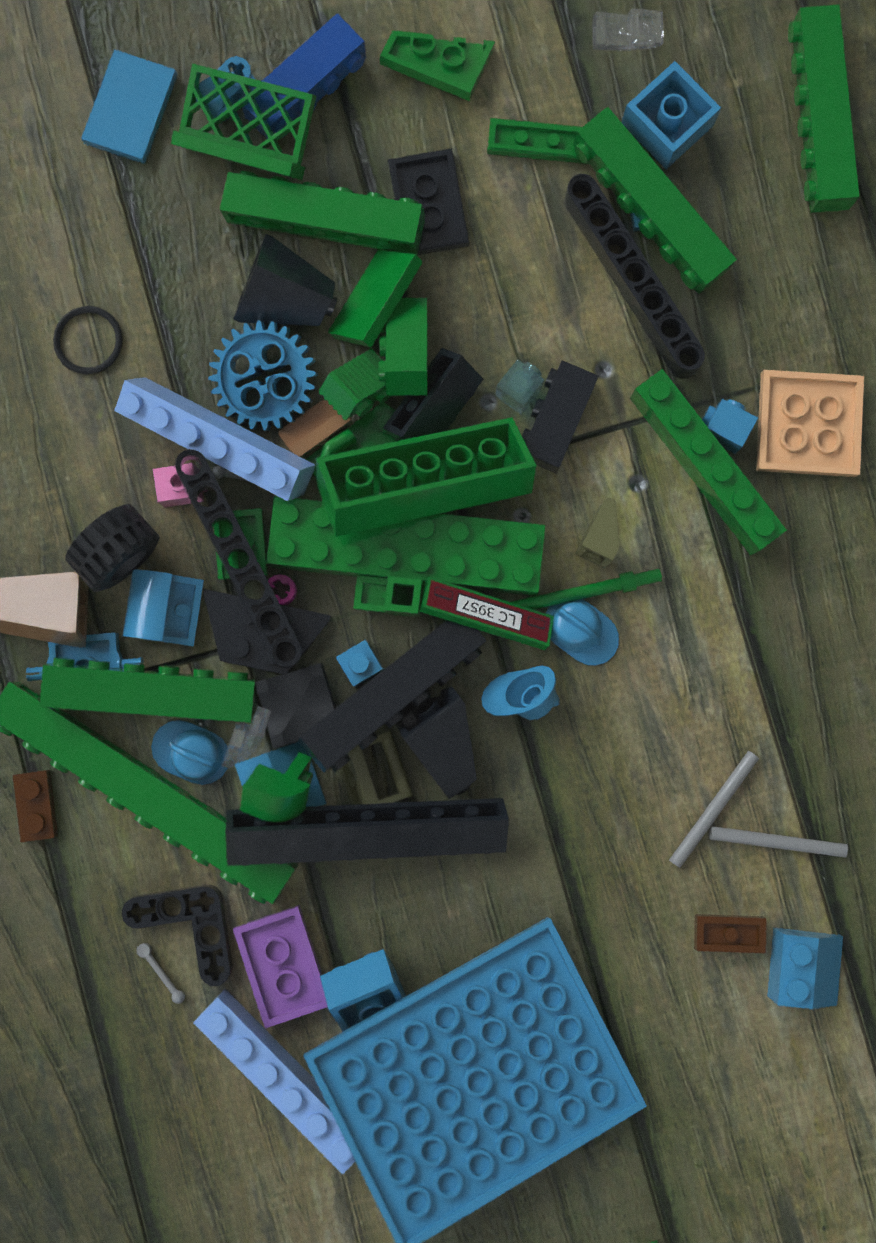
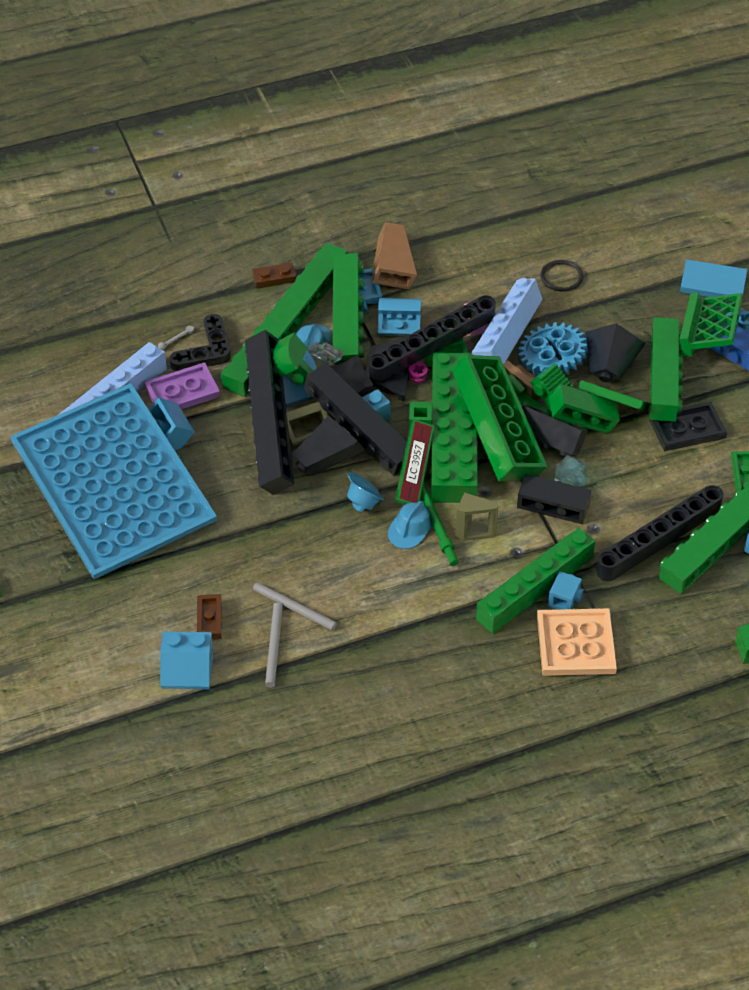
camera: 80 degrees right, 35 degrees down
(112, 547) = (432, 283): black tyre -> none

